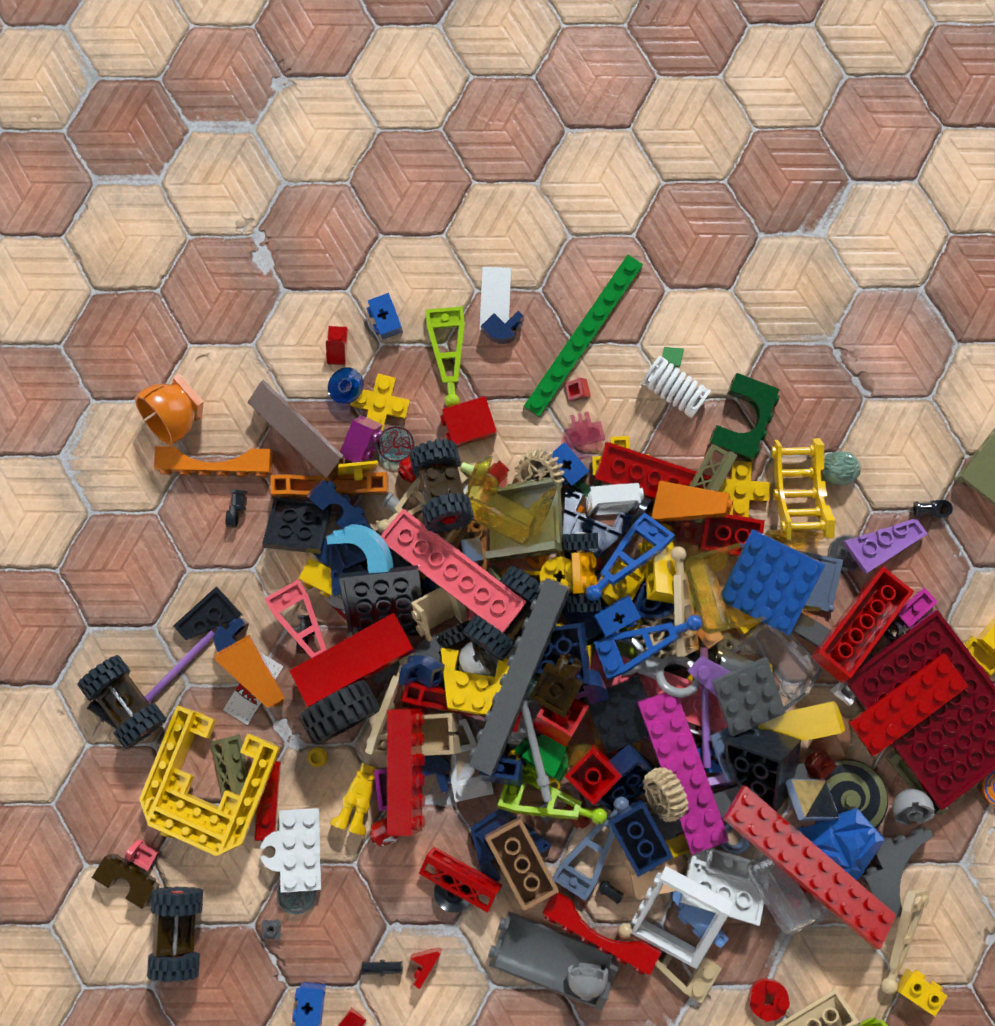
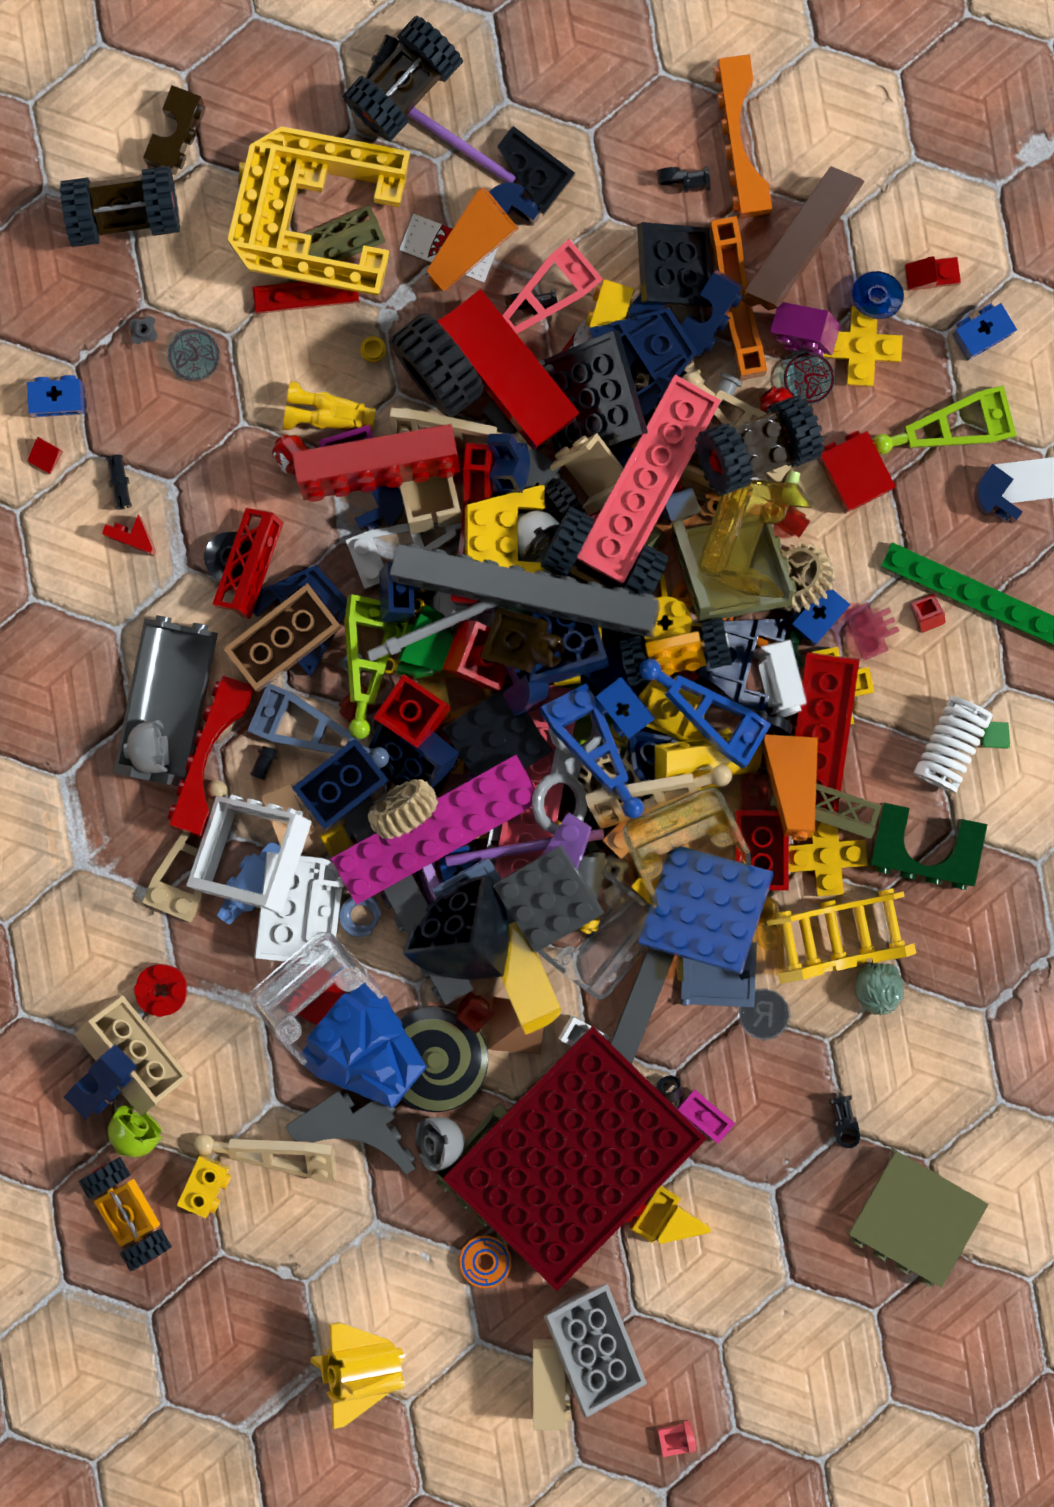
camera: 75 degrees right, 5 degrees up
(141, 855) = (209, 144): coral tile -> none
(174, 406) = (802, 70): orange plate -> none
(296, 850) = (249, 343): white plate -> none
(357, 469) = (764, 330): yellow piece -> none
(373, 545) = (666, 366): medium azure arch -> none
(810, 867) = (341, 1009): plate -> none
(812, 800) = (427, 1002): tile -> none
(862, 624) = (670, 1040): red brick -> none
(877, 547) = (778, 1051): medium lavender wing -> none
(908, 704) = (573, 1114): red plate -> none

